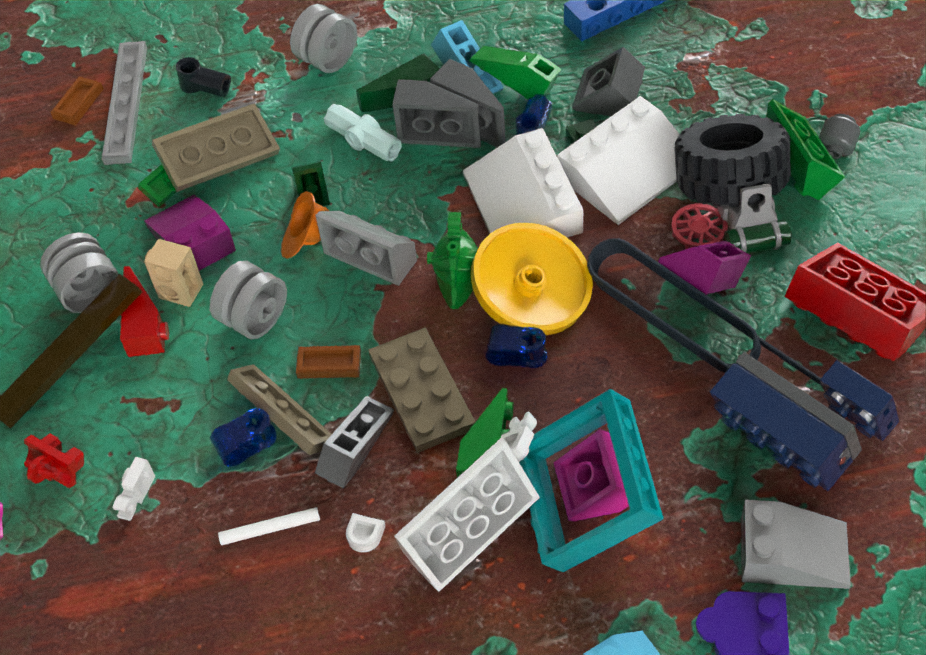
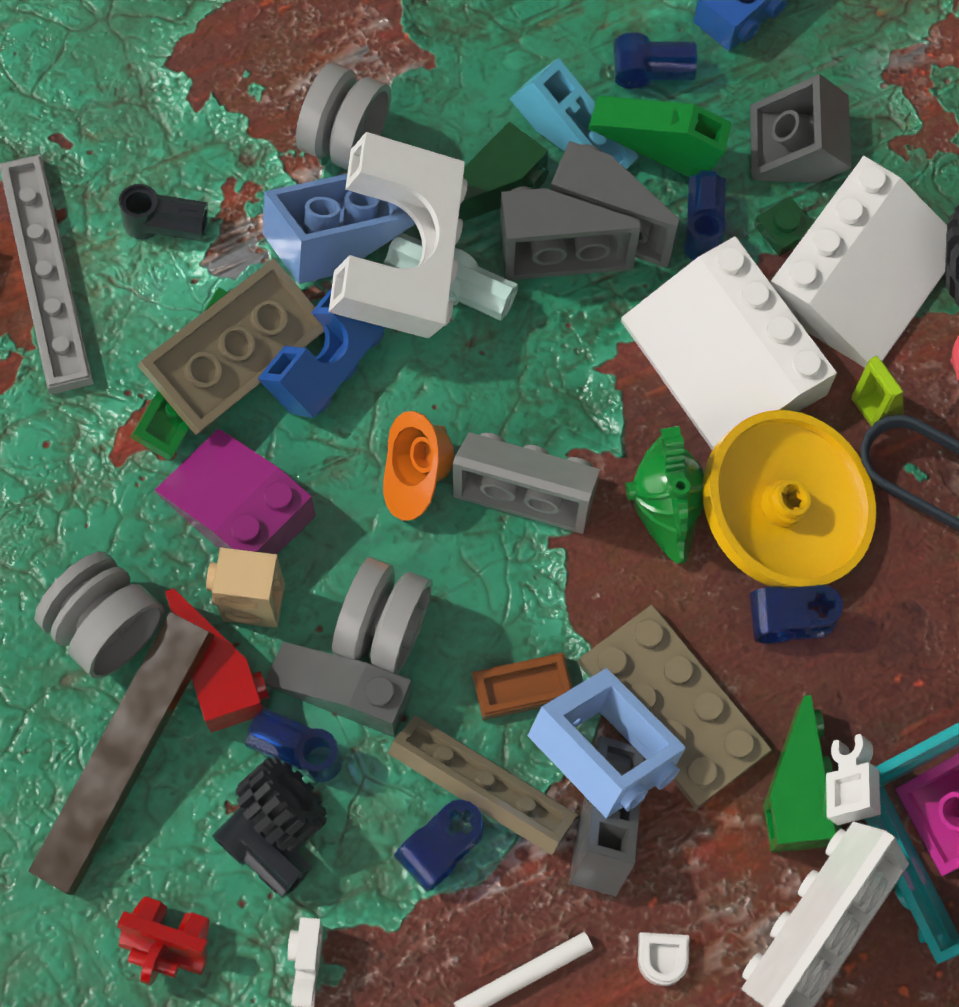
camera: 20 degrees left, 15 degrees up
(129, 418) = (276, 868): none -> black piece
(148, 392) = (281, 804): none -> black tyre
(173, 367) = (292, 742): none -> clear blue piece
(216, 341) = (342, 686): none -> dark grey slope
(291, 145) = (307, 381): none -> blue arch
(294, 92) = (321, 224): none -> medium blue slope
(311, 179) = (403, 383): dark green slope -> none
(324, 128) = (431, 193): none -> white arch
(358, 370) = (584, 766): none -> light blue window
(521, 35) = (640, 61): none -> clear blue piece
(608, 223) = (878, 392): none -> lime slope

